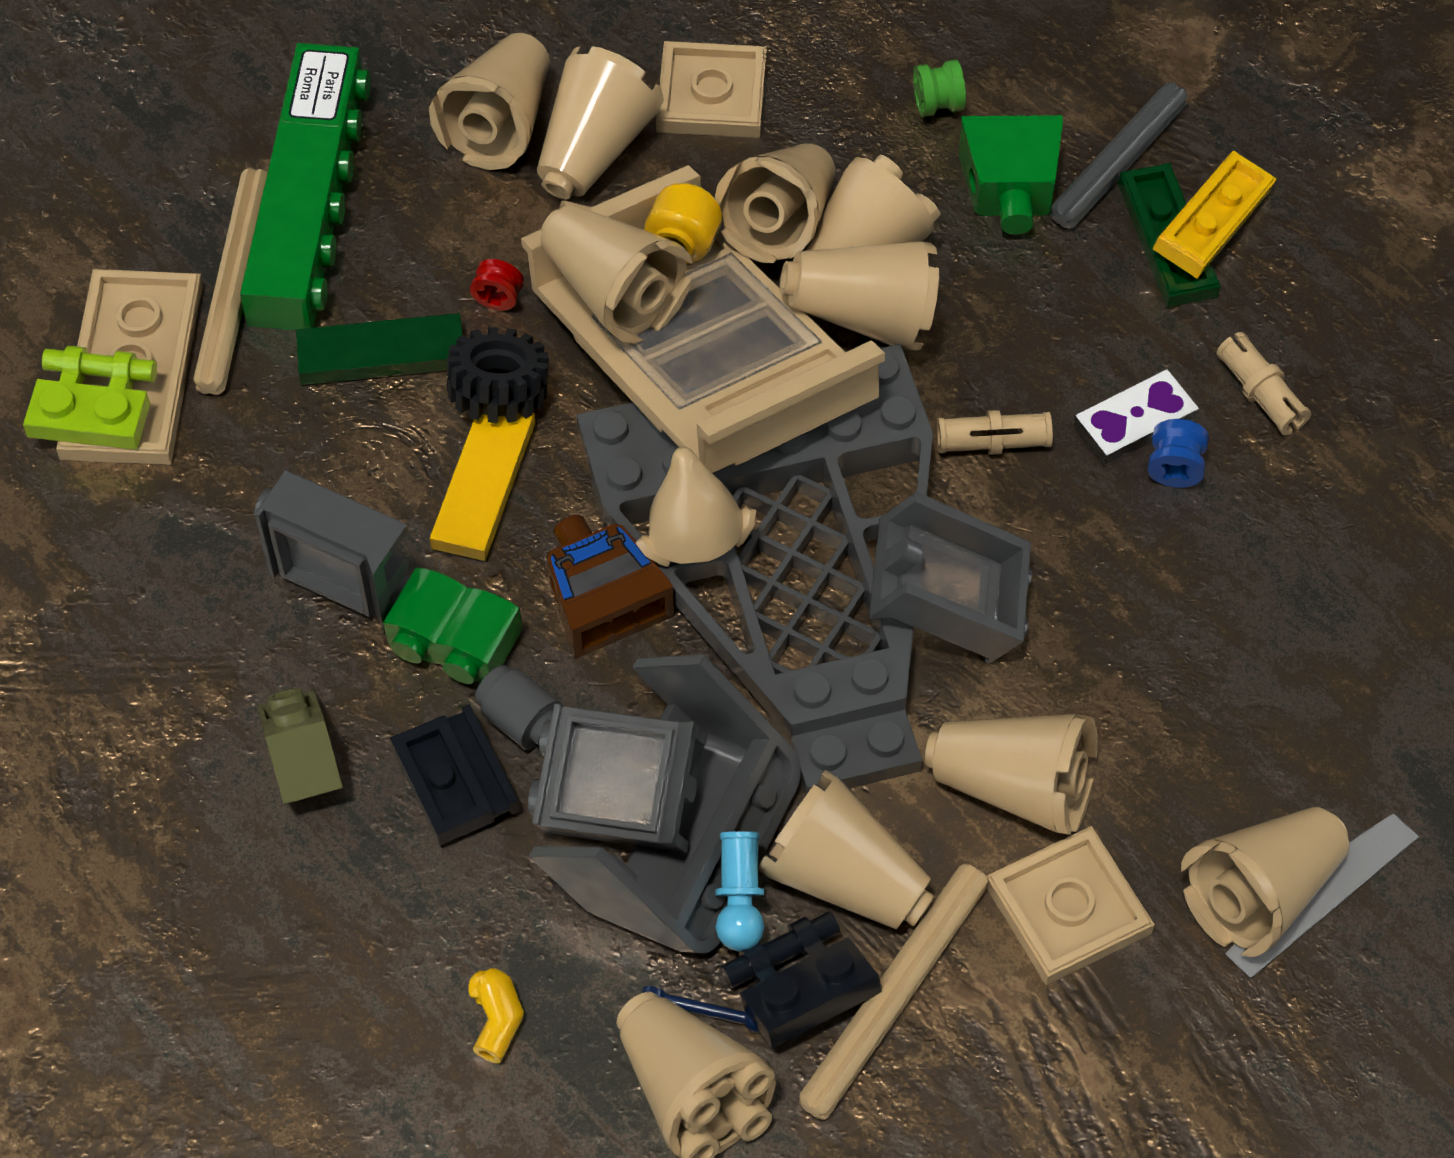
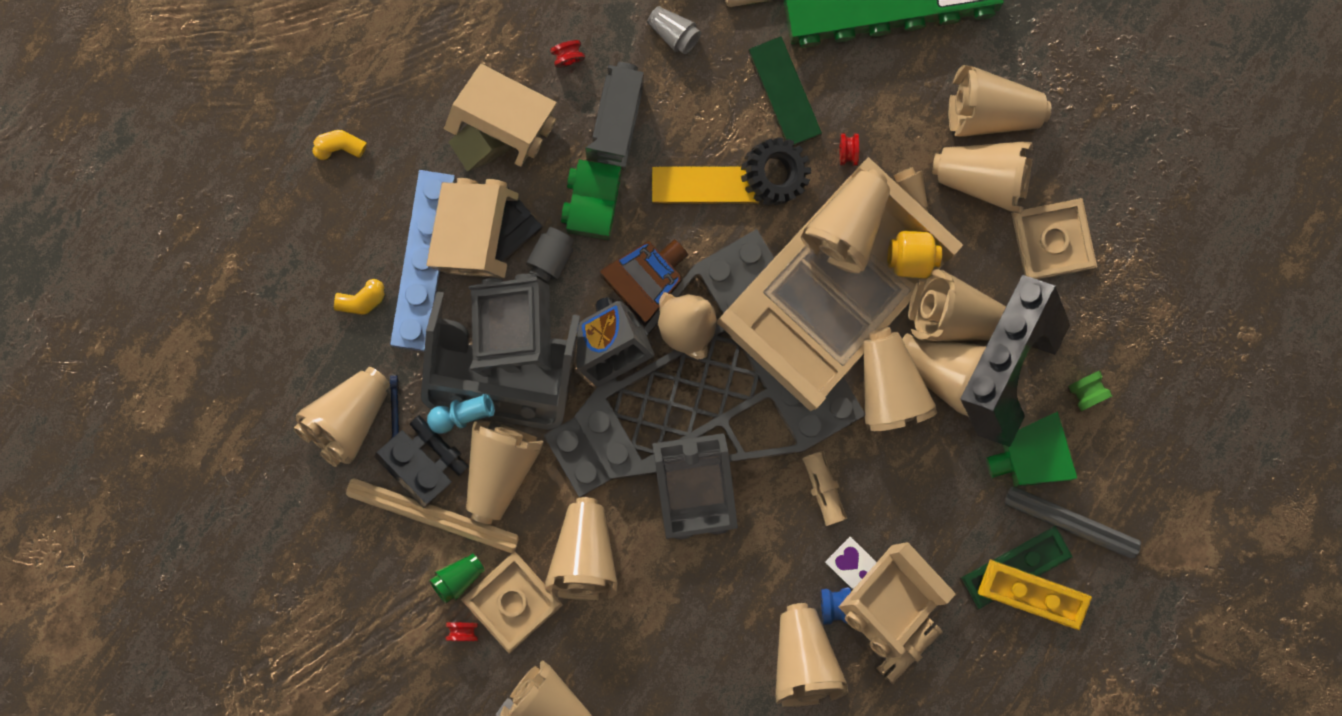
camera: 70 degrees right, 25 degrees up
(208, 609) = (567, 53): none -> red bush
(216, 982) = (335, 141): none -> yellow arm
(229, 460) = (674, 30): none -> light grey cone
(261, 701) = (503, 111): none -> tan panel
(440, 795) = (469, 228): none -> tan panel
(465, 904) = (418, 281): none -> light blue plate
(688, 619) = (611, 342): none -> dark grey torso
(846, 105) = (1029, 320): none -> black arch
(1011, 974) = (456, 578): none -> green cone
(1103, 985) = (461, 631): none -> red bush
(1183, 368) = (895, 599): none -> tan panel
(1253, 502) = (806, 660): none -> tan cone

